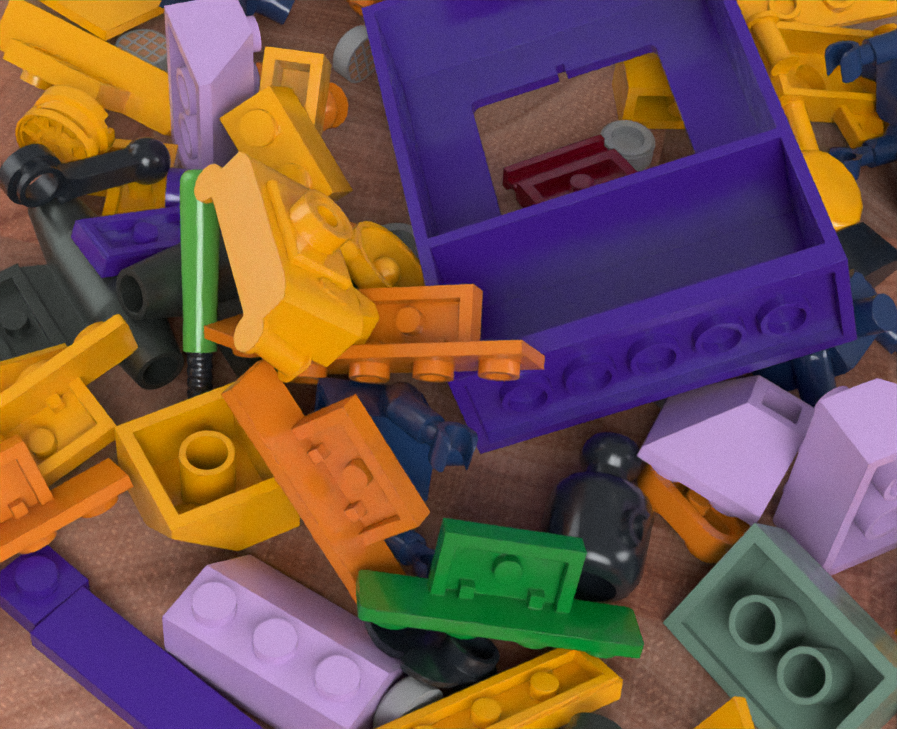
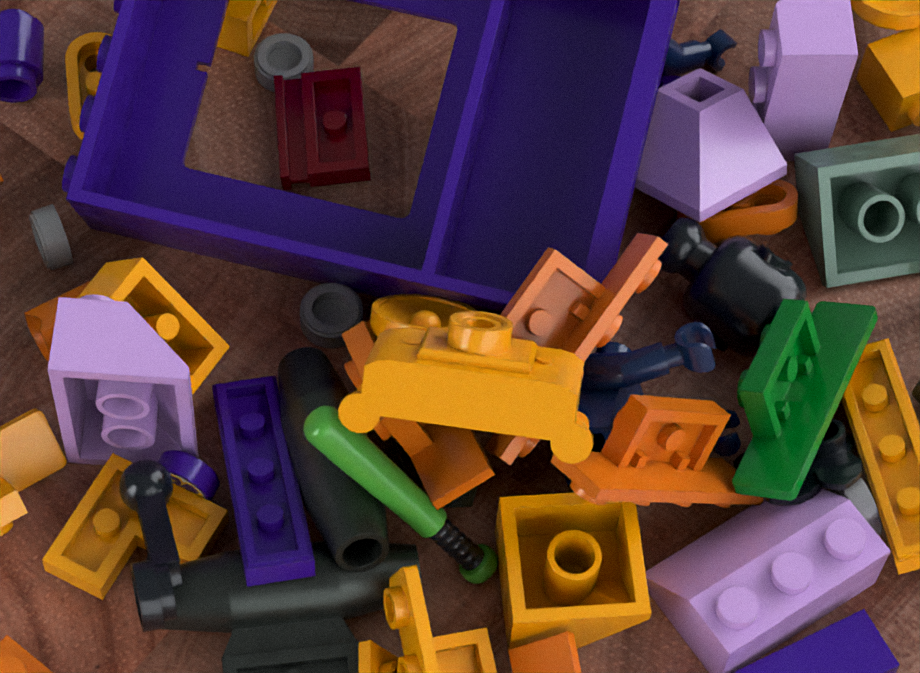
camera: 65 degrees left, 10 degrees up
(67, 124) = (86, 544): light orange wheel -> none
(282, 136) = (240, 348): light orange brick -> none

